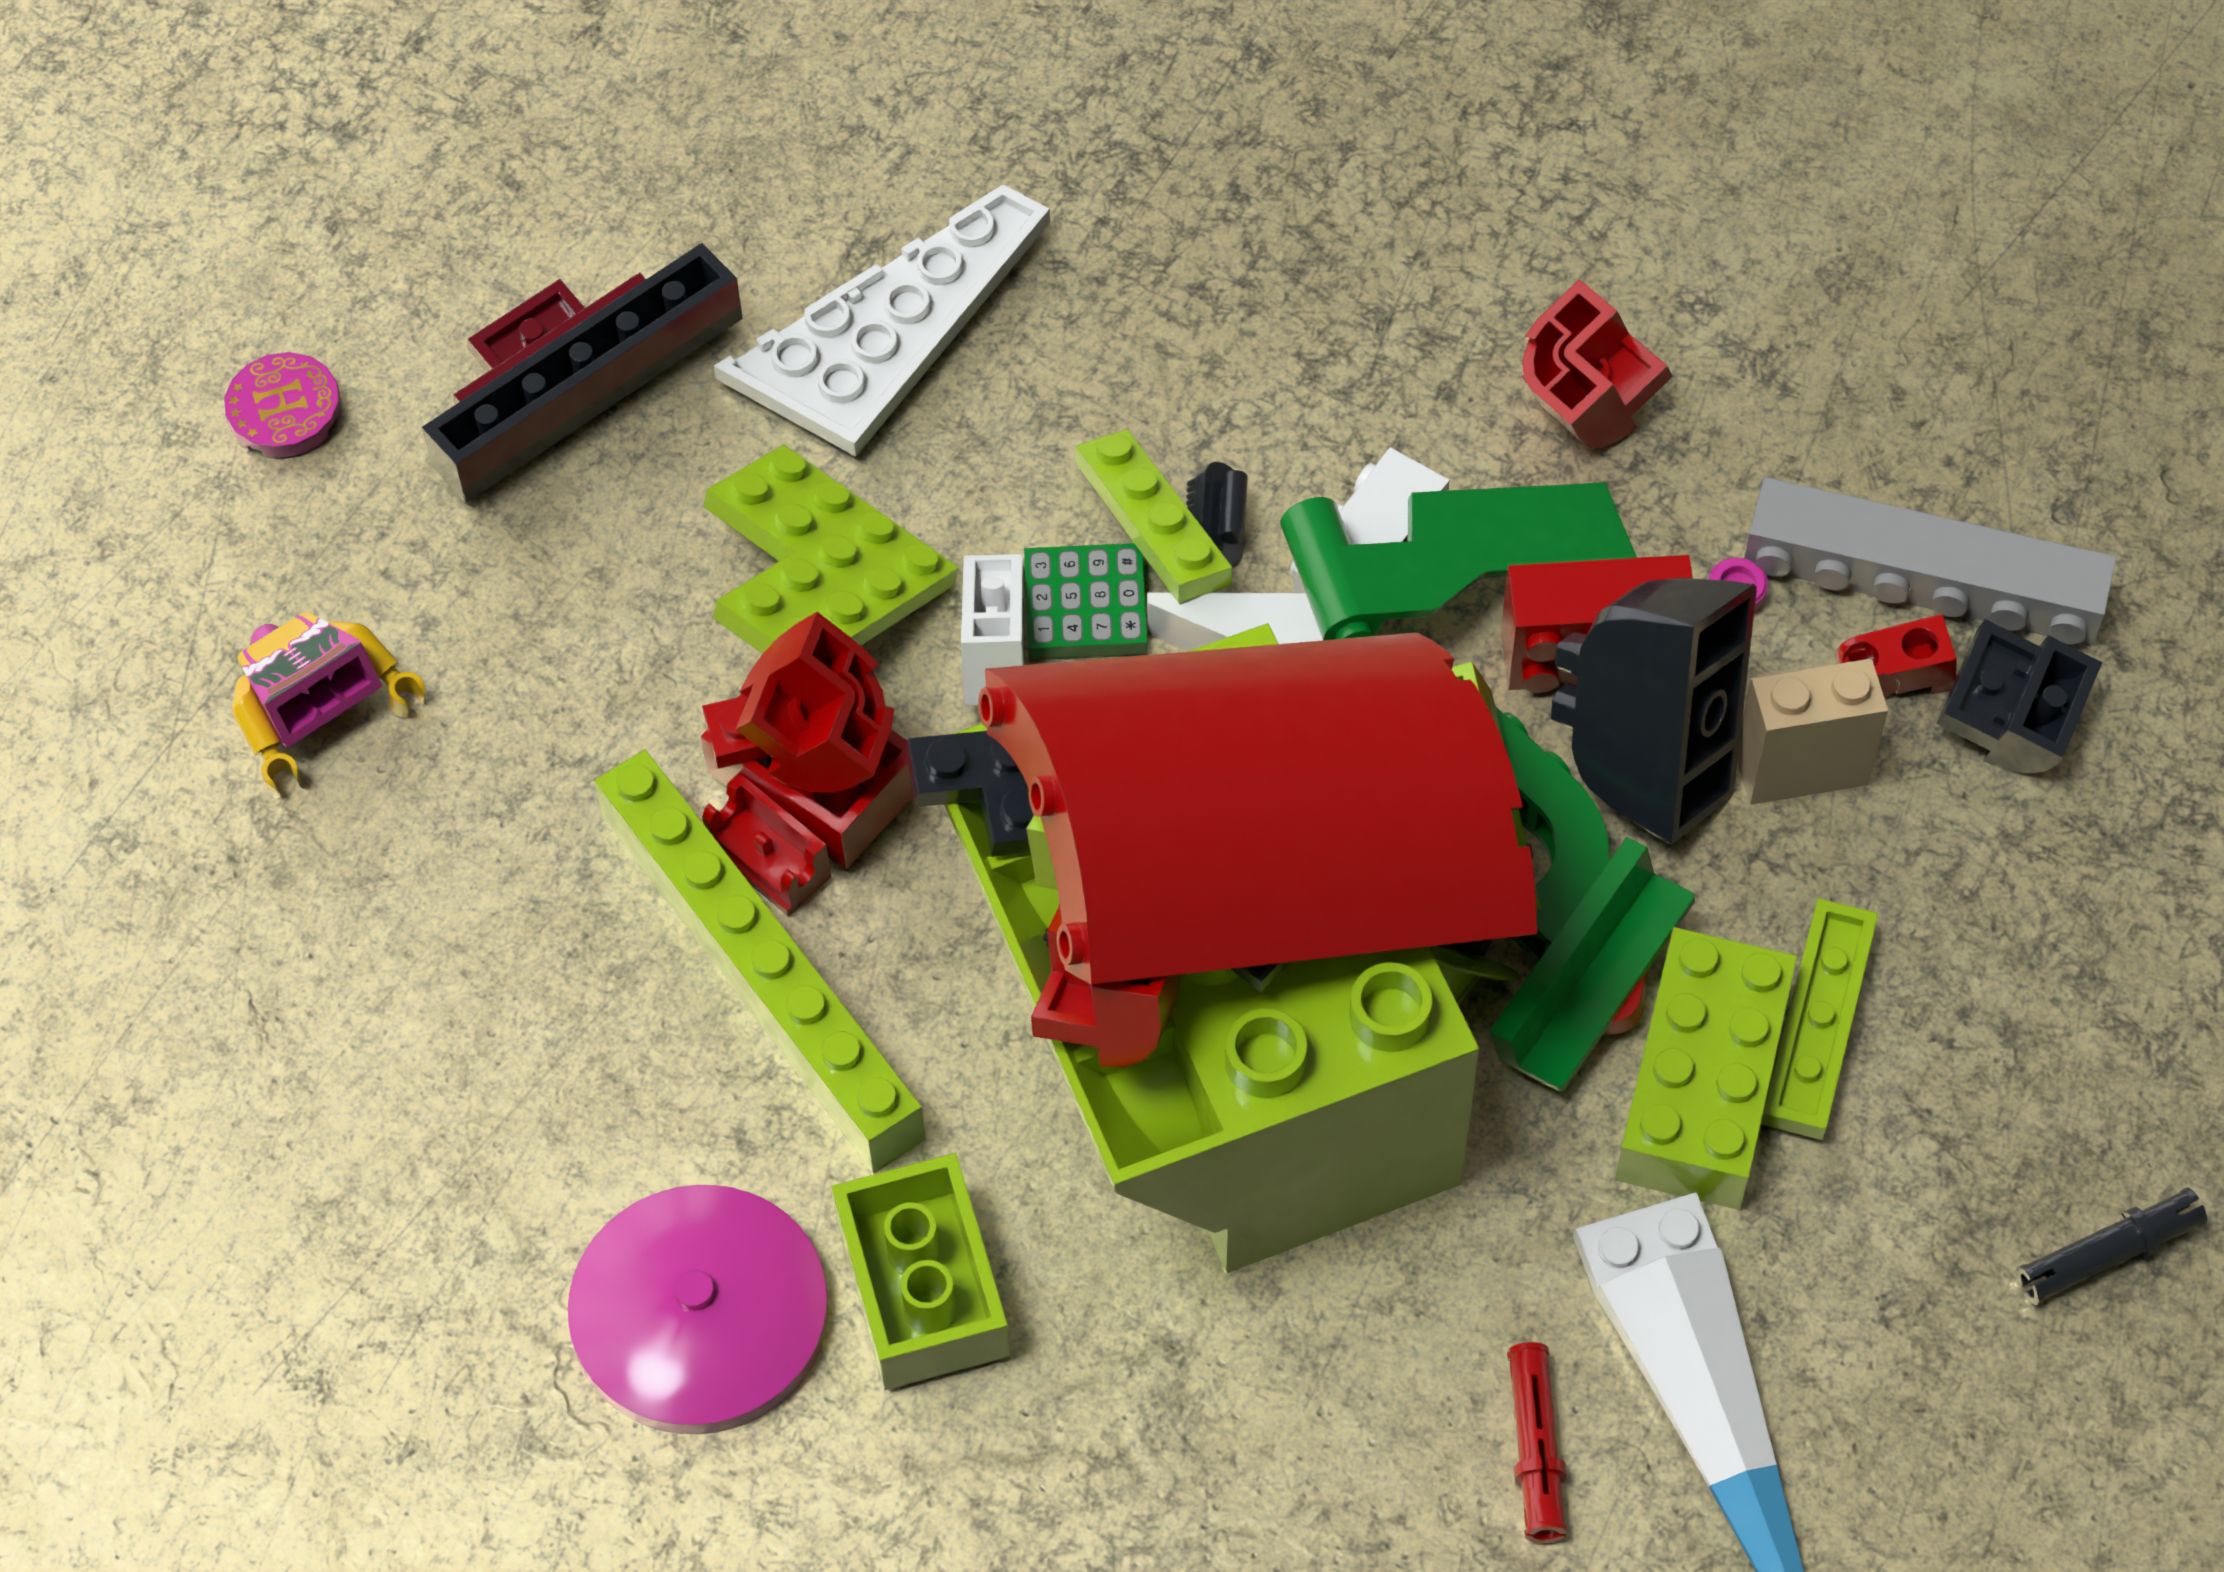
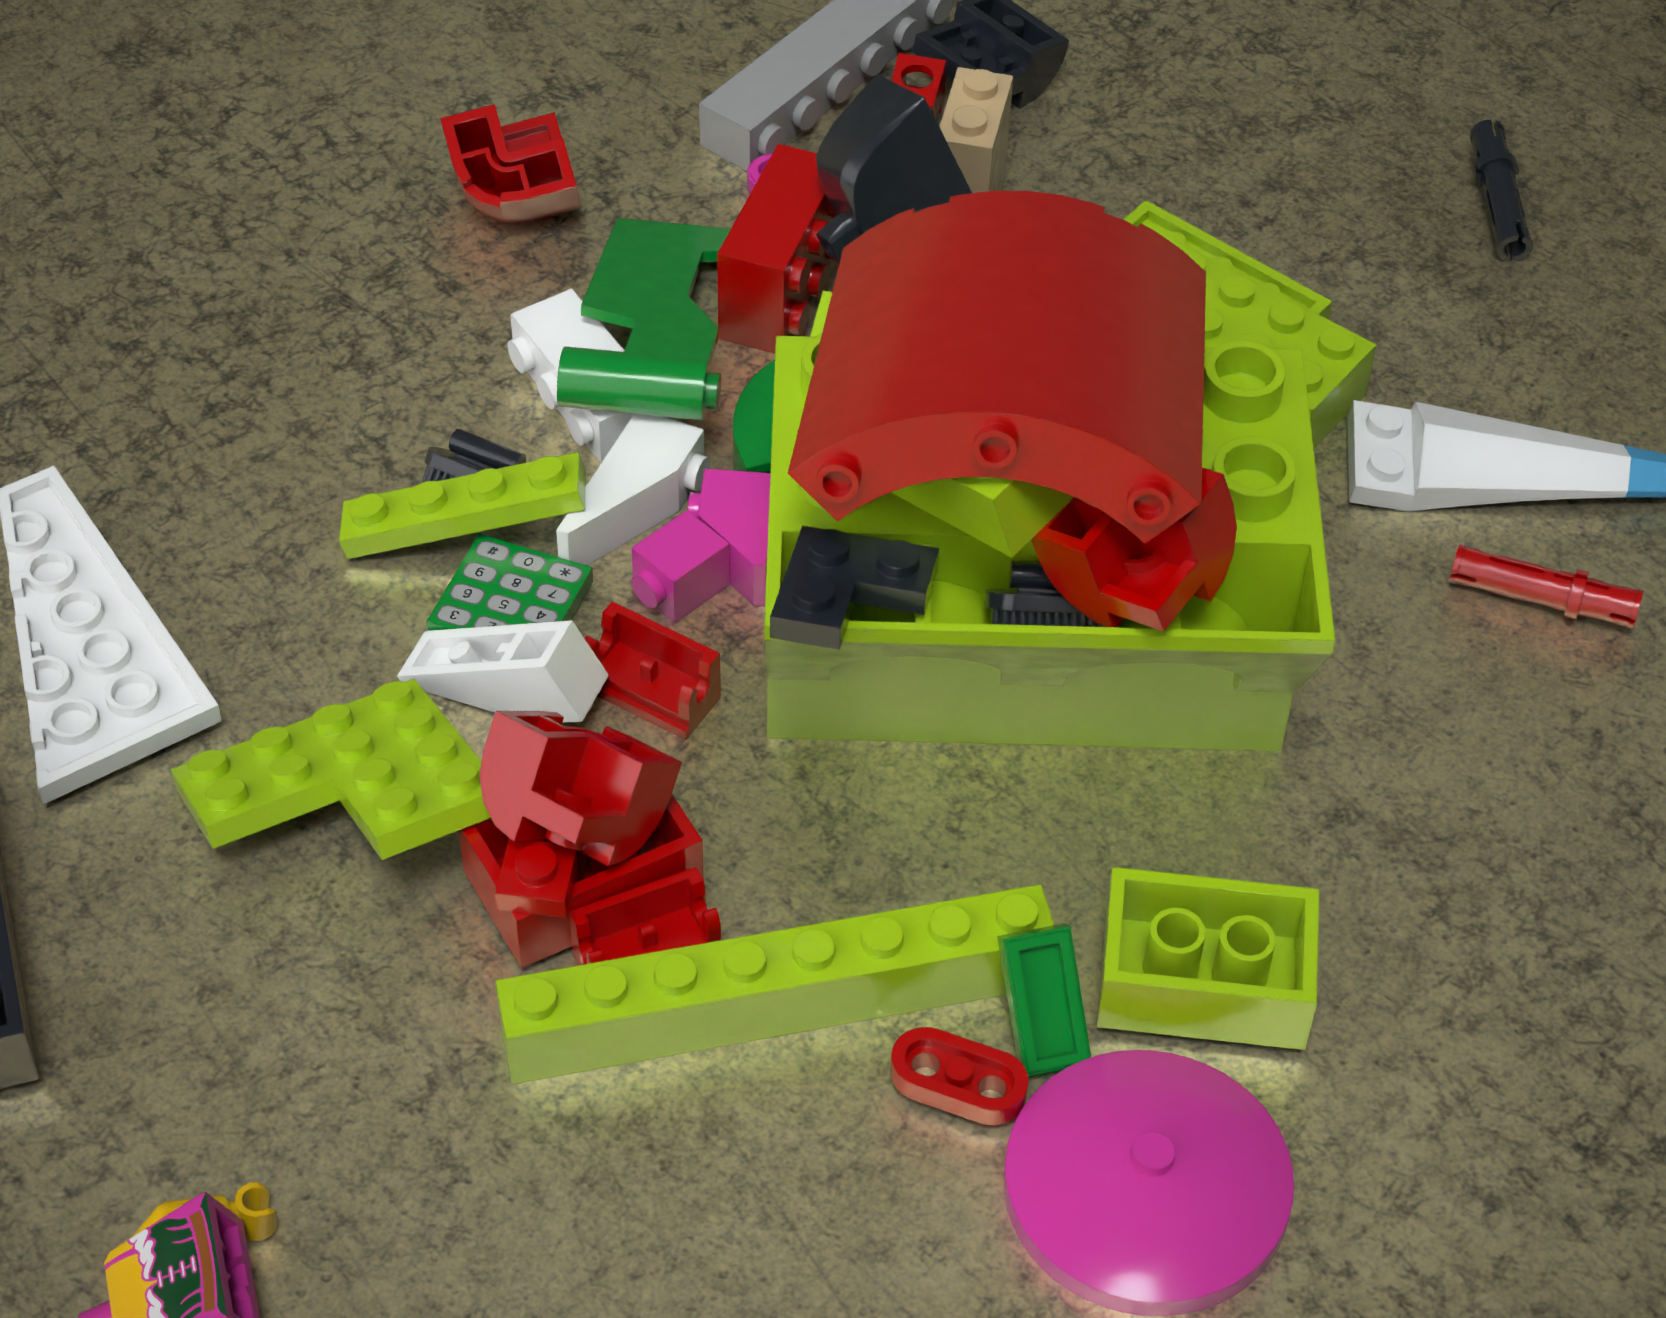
camera: 70 degrees left, 10 degrees down
(732, 1131) = (961, 1075): none -> red plate
(819, 1157) = (1044, 998): none -> green tile

